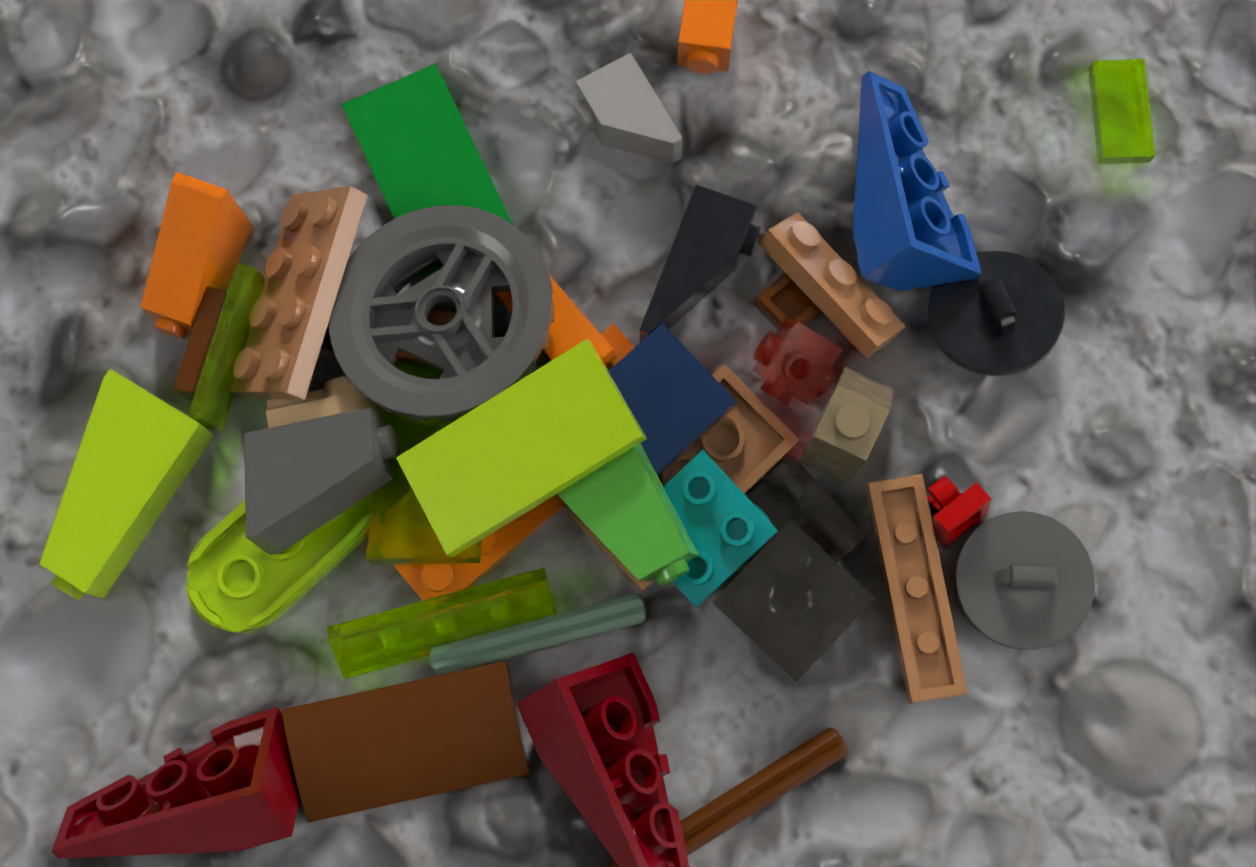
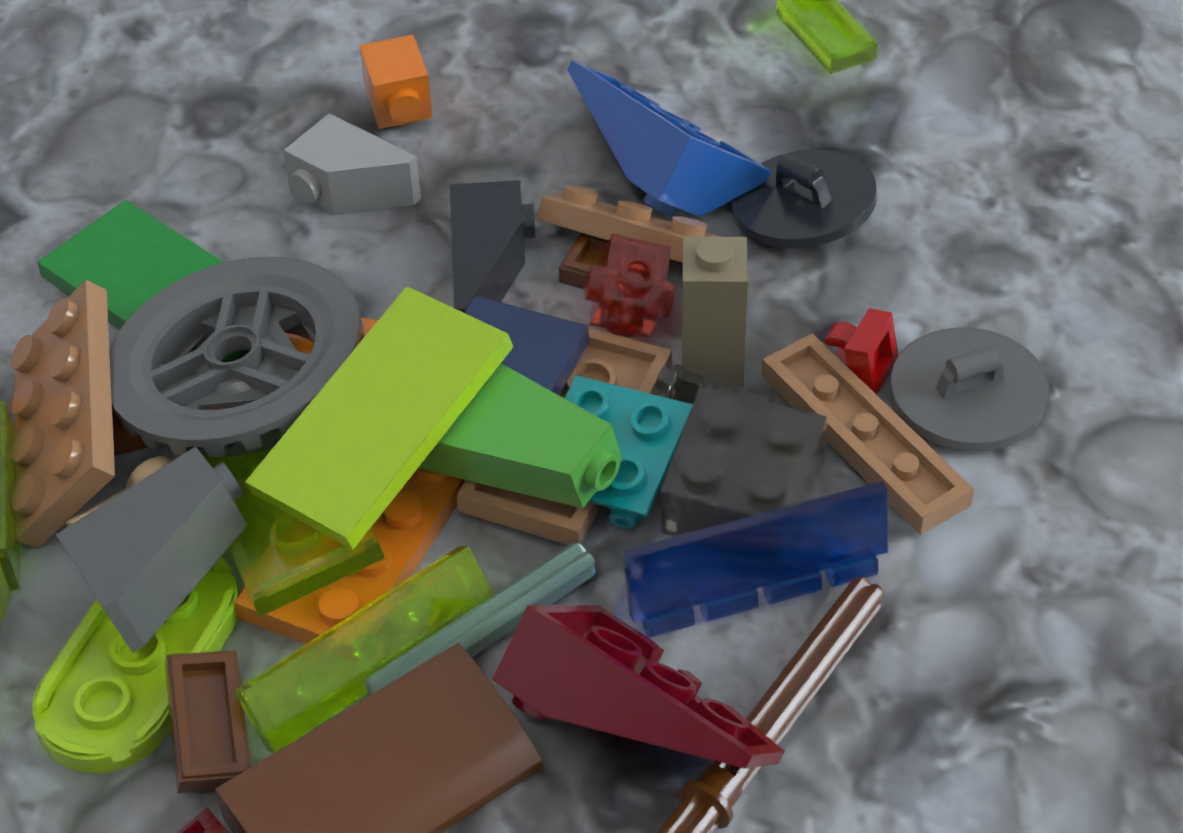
camera: 25 degrees left, 30 degrees down
(301, 636) = (206, 719): none -> reddish brown tile
(777, 692) = (767, 550): none -> clear blue windscreen

